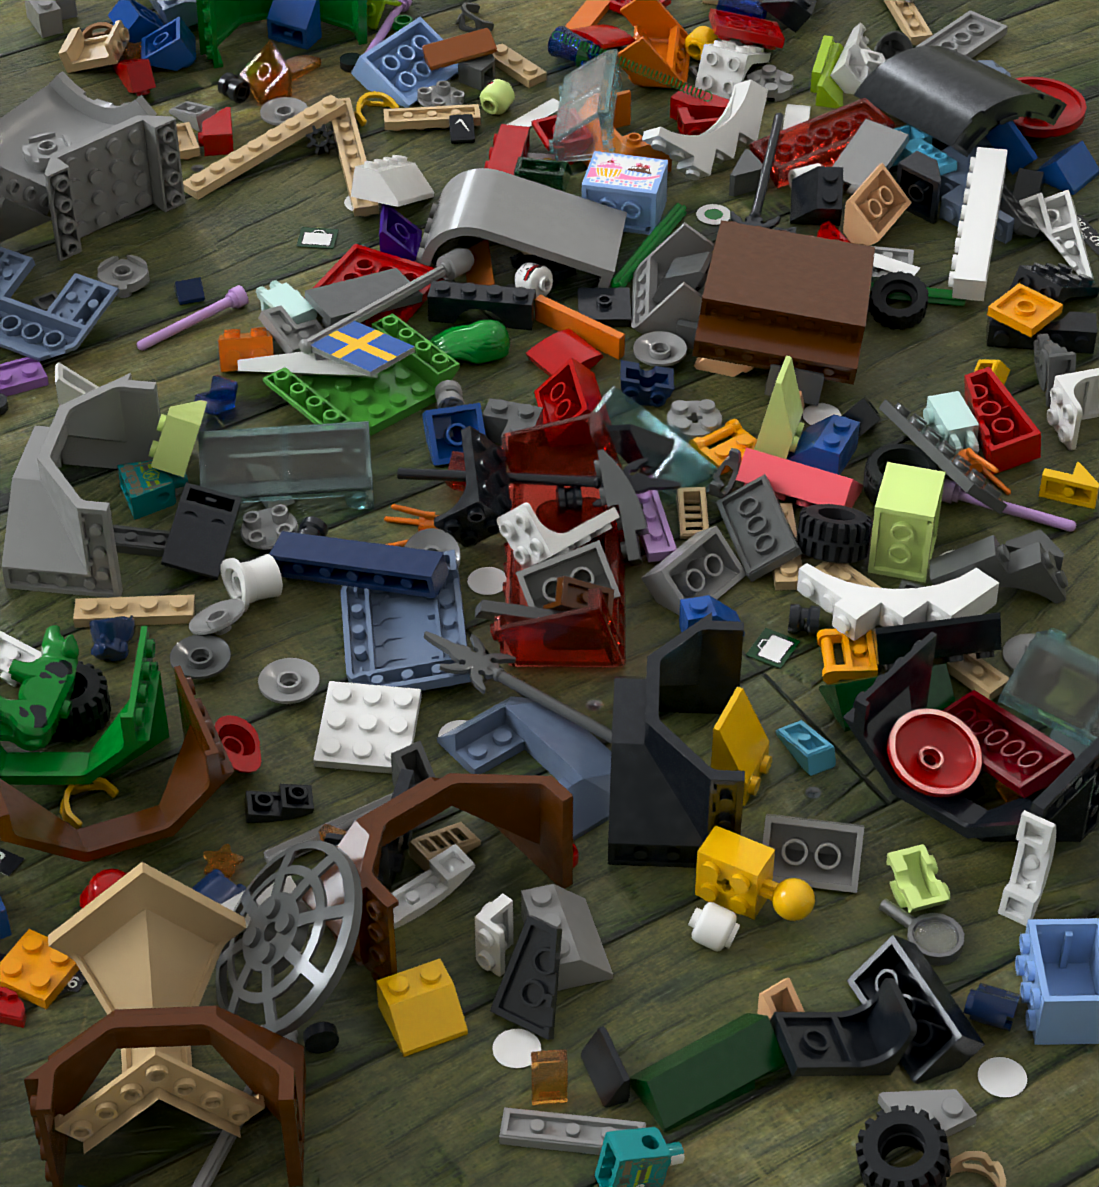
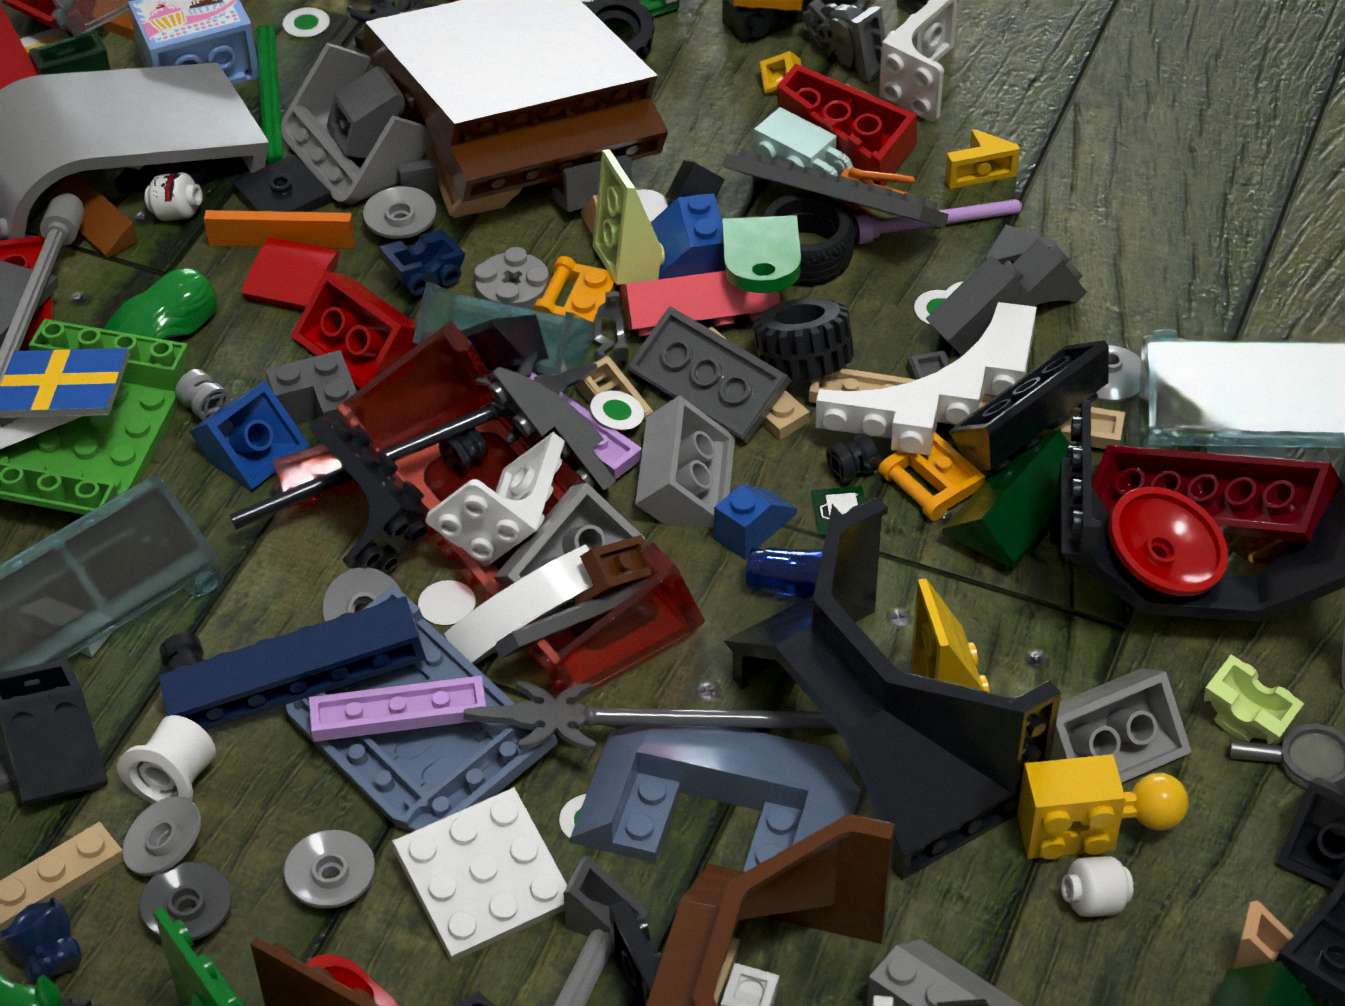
camera: 35 degrees left, 5 degrees up
(265, 526) = (118, 679): light grey dish -> none
(393, 613) = (394, 708): none -> lavender plate
(425, 520) = (317, 569): orange plant -> none
(510, 304) = (96, 267): black arch -> none
(522, 590) = (520, 605): none -> white slope
(682, 521) = (617, 410): none -> white sticker
(807, 747) = (988, 608): medium azure slope -> none
(848, 467) = (762, 252): none -> tile
(906, 522) = (882, 279): yellowish green container -> none

